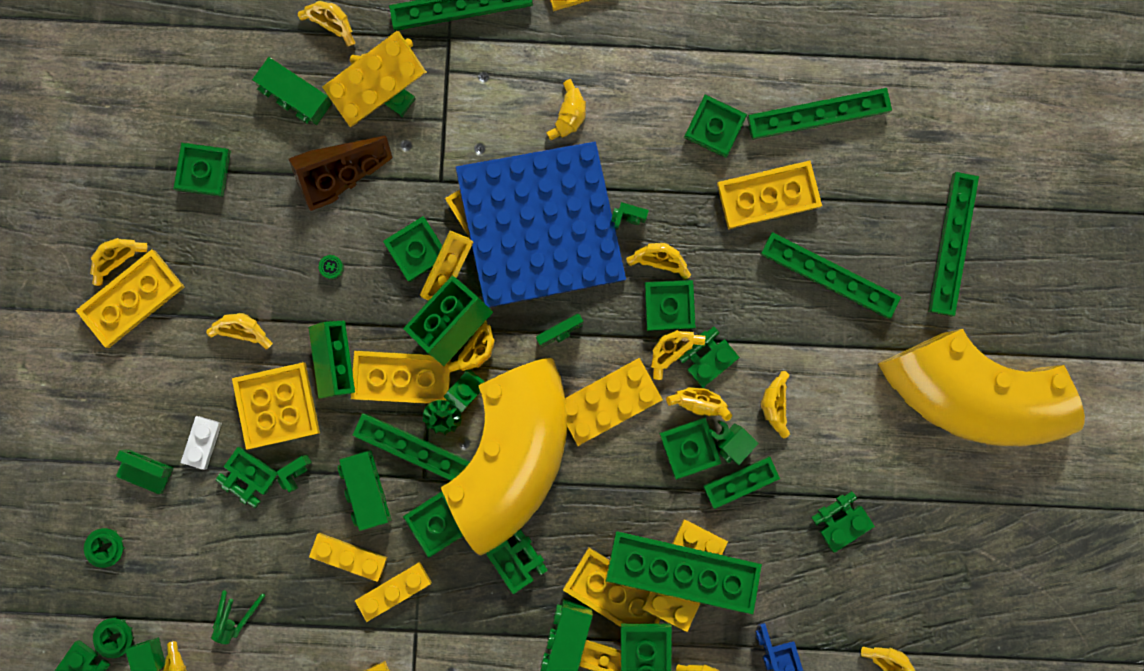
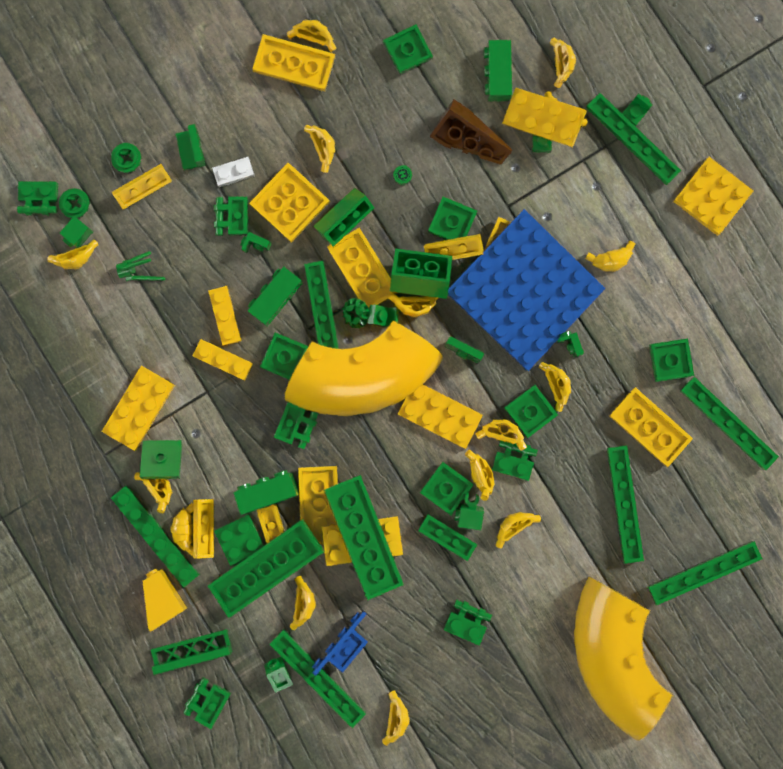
camera: 55 degrees right, 0 degrees up
(146, 552) = (141, 186): none -> yellow plate

